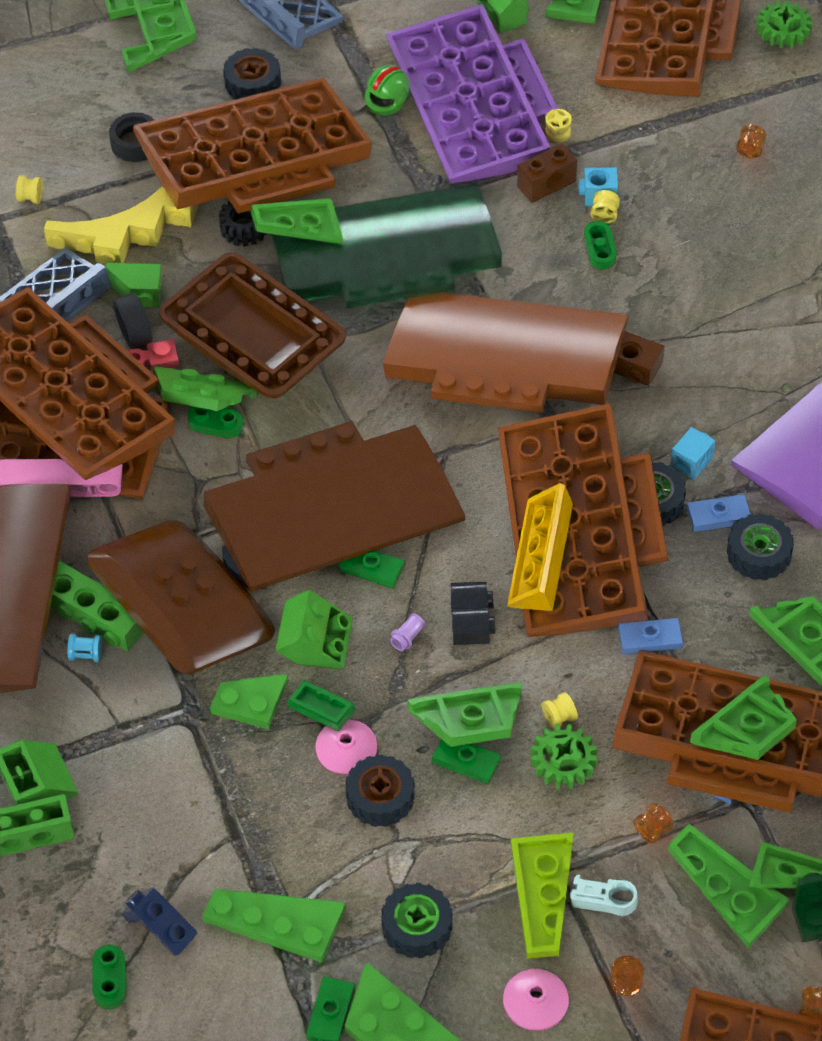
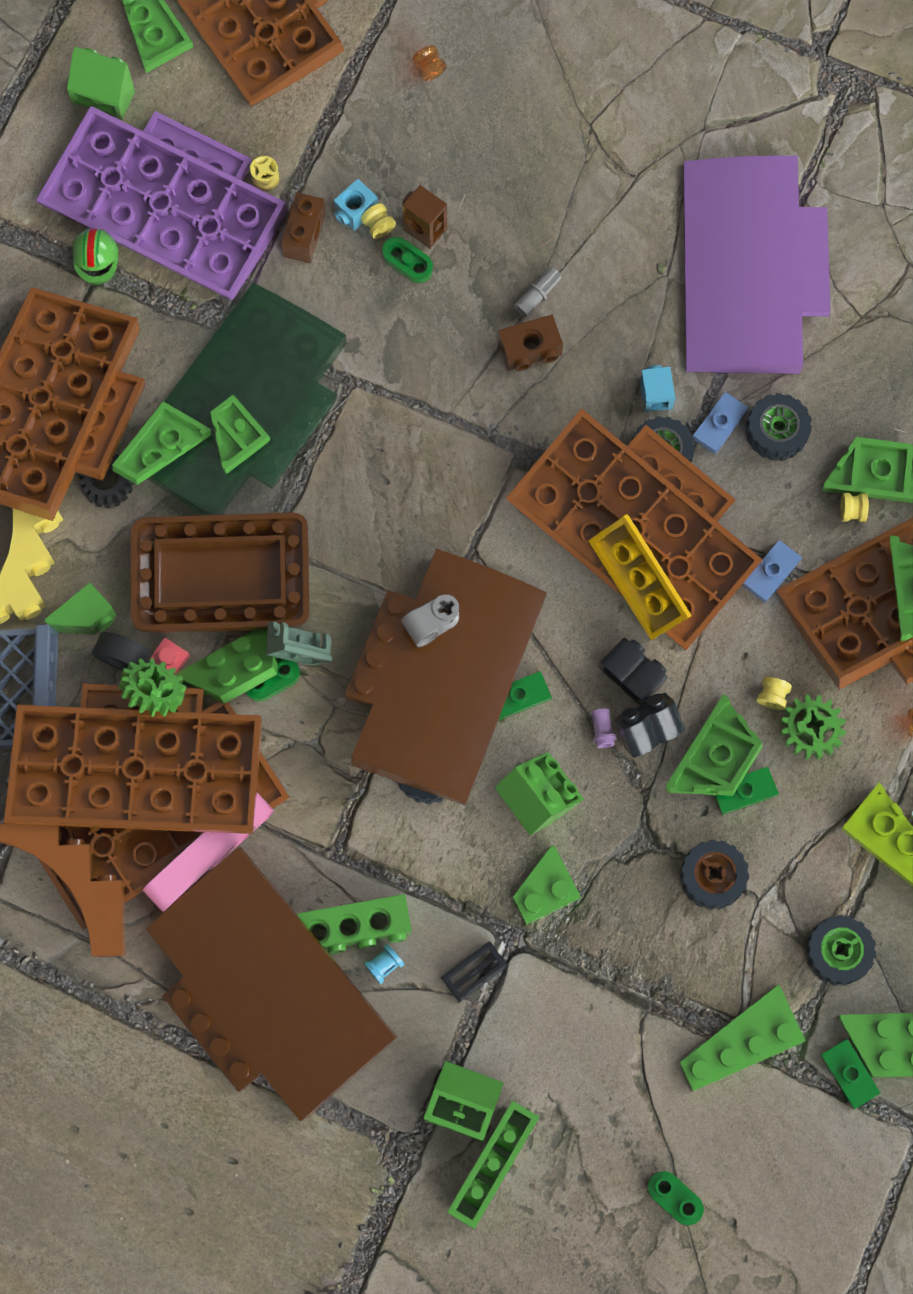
camera: 45 degrees left, 20 degrees up
(122, 343) = (152, 687): none -> bright green gear
(140, 714) = (453, 987): none -> black tile
(160, 919) = (666, 1124): dark blue bracket -> none
(181, 596) = (411, 855): reddish brown wedge -> none
(251, 406) = (297, 645): none -> sand green hinge
(321, 705) = (604, 846): green plate -> none
(340, 756) = (647, 875): bright pink dish -> none
(355, 453) = (428, 622): none -> light grey piece
(356, 250) = (236, 433): none -> bright green wing
(441, 651) = (650, 724): none -> black brick
(505, 351) = (435, 421): dark orange slope -> none
(638, 222) = (424, 216): none -> reddish brown brick
(673, 331) = (537, 292): none -> light grey axle
(760, 641) = (854, 507): none -> light yellow wheel

